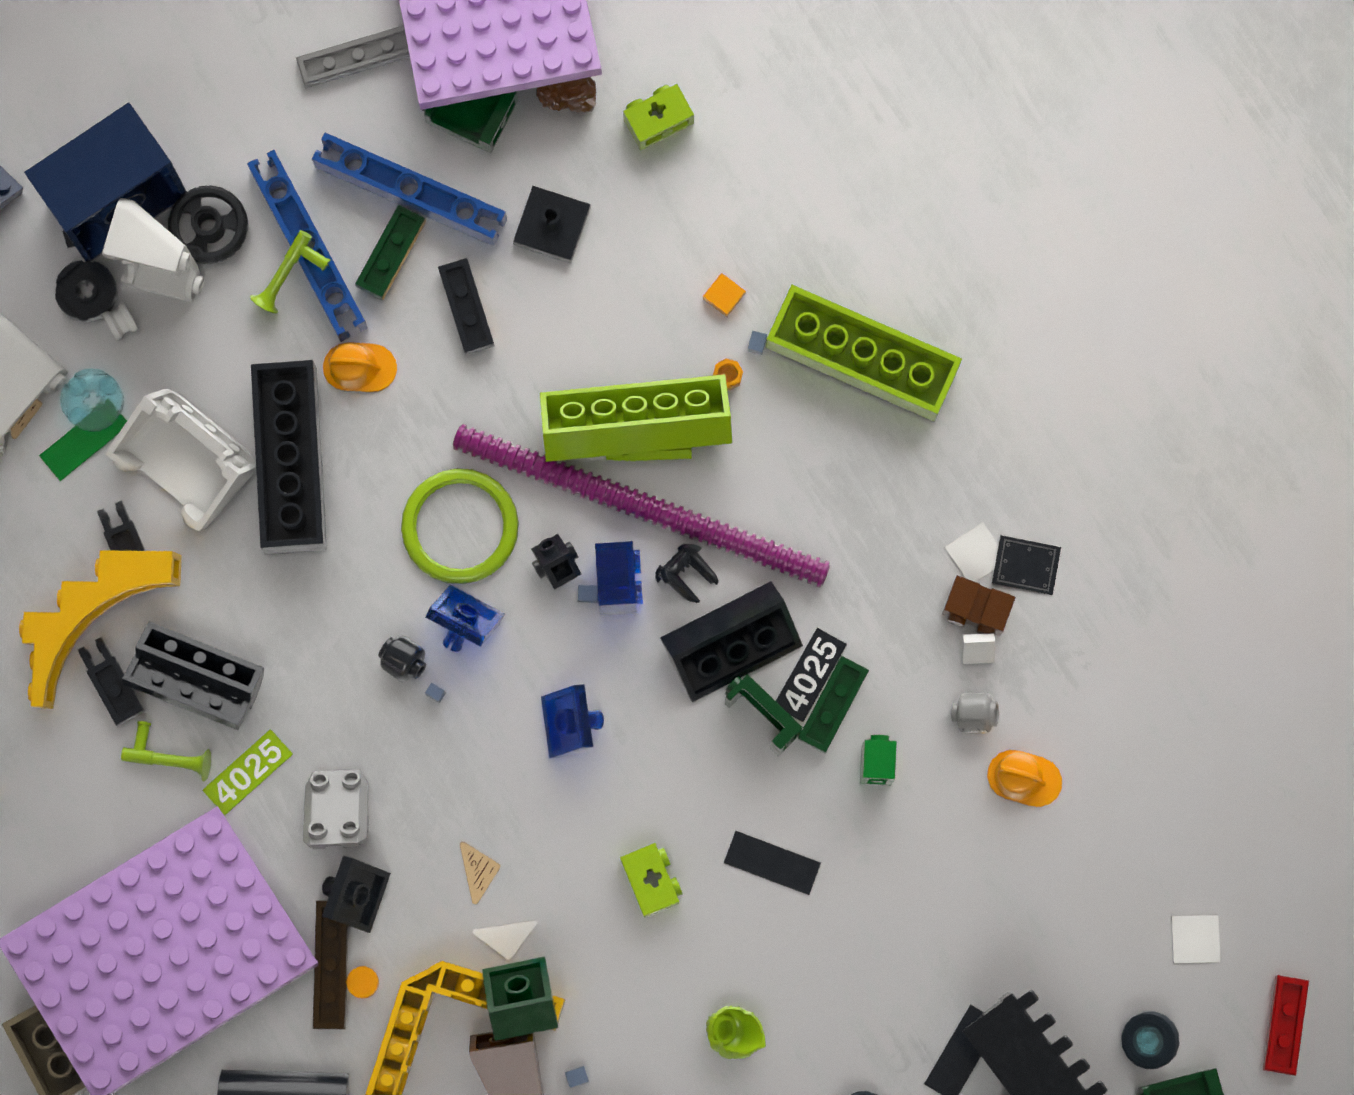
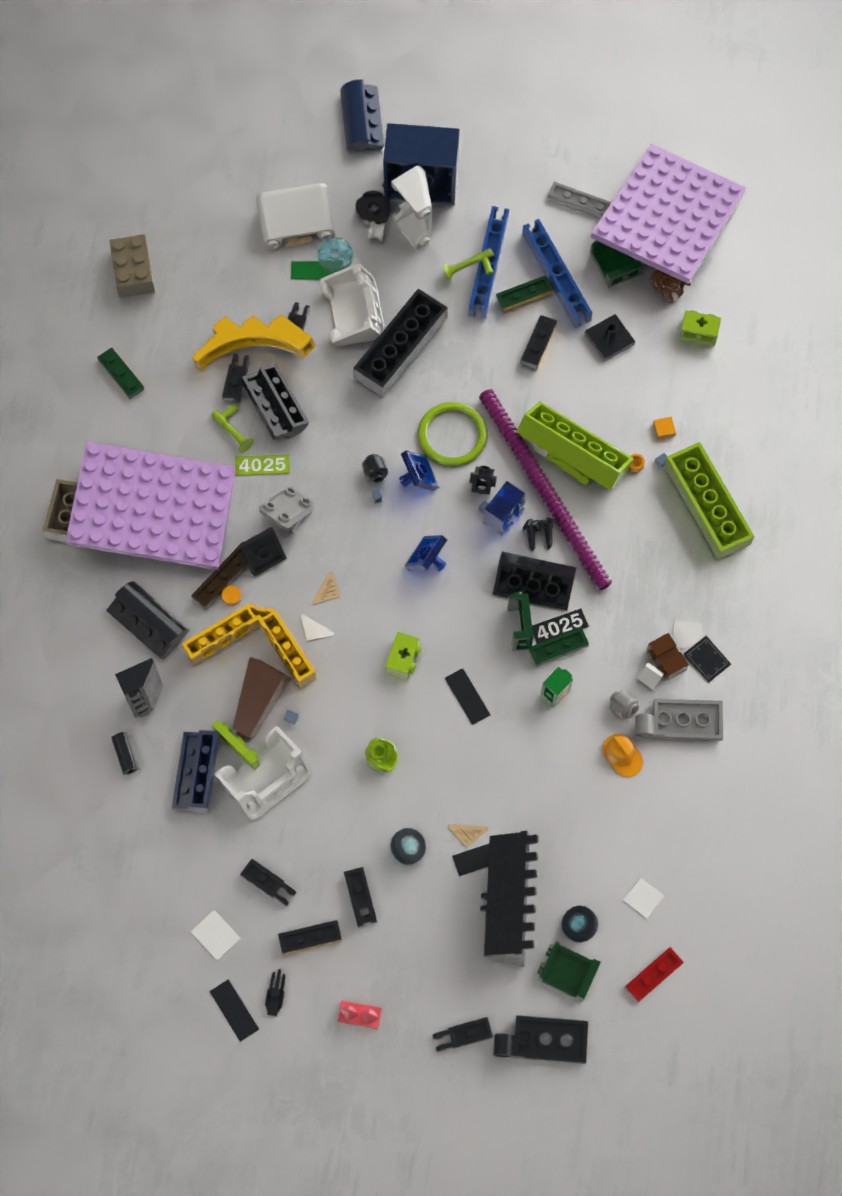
camera: 40 degrees right, 10 degrees down
(235, 220) = (452, 213): black wheel -> none
(359, 367) = (467, 332): light orange piece -> none
(519, 998) = (294, 652): dark green slope -> none
(919, 1039) = (466, 833): none -> tan sticker
(1045, 693) = (665, 722): none -> light grey hinge

